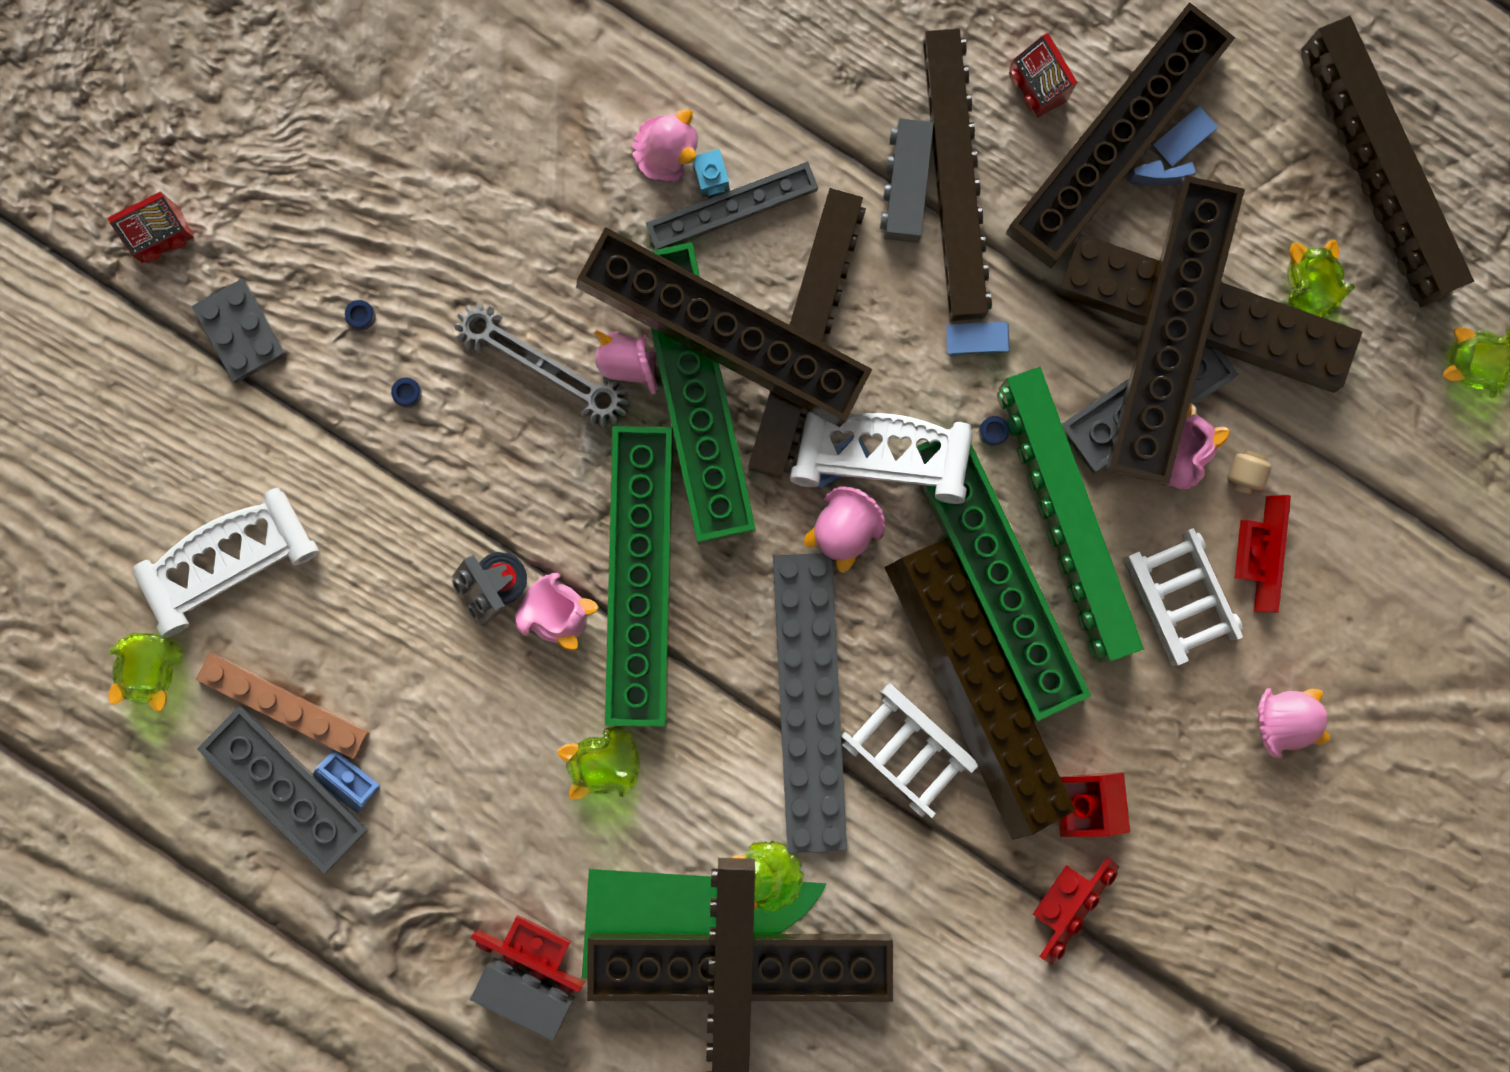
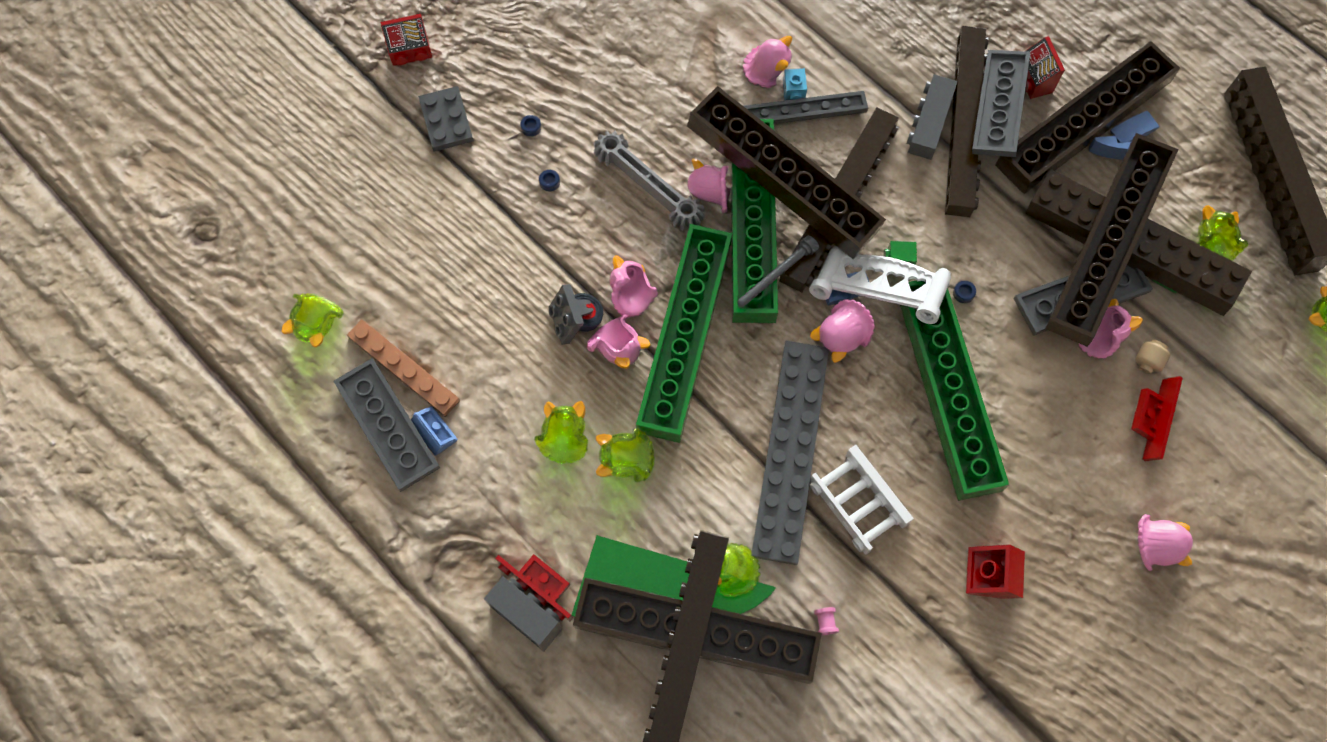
camera: 15 degrees right, 15 degrees down
(283, 539) = (346, 278): white piece -> none
(514, 750) = (563, 433): none -> clear neon green hair
(553, 532) = (630, 288): none -> bright pink hair
(775, 425) = (806, 247): none -> dark grey piece
(896, 915) = (826, 621): none -> bright pink bush
(902, 399) = (902, 251): none -> green brick
(978, 338) = (963, 226): medium blue slope -> none
(980, 689) = (924, 466): dark brown brick -> none
(998, 148) = (1001, 103): none -> dark grey plate
(1069, 516) = (1013, 359): green brick -> none
(1069, 903) = (965, 645): red bracket -> none
(1165, 621) = (1073, 449): white fence -> none

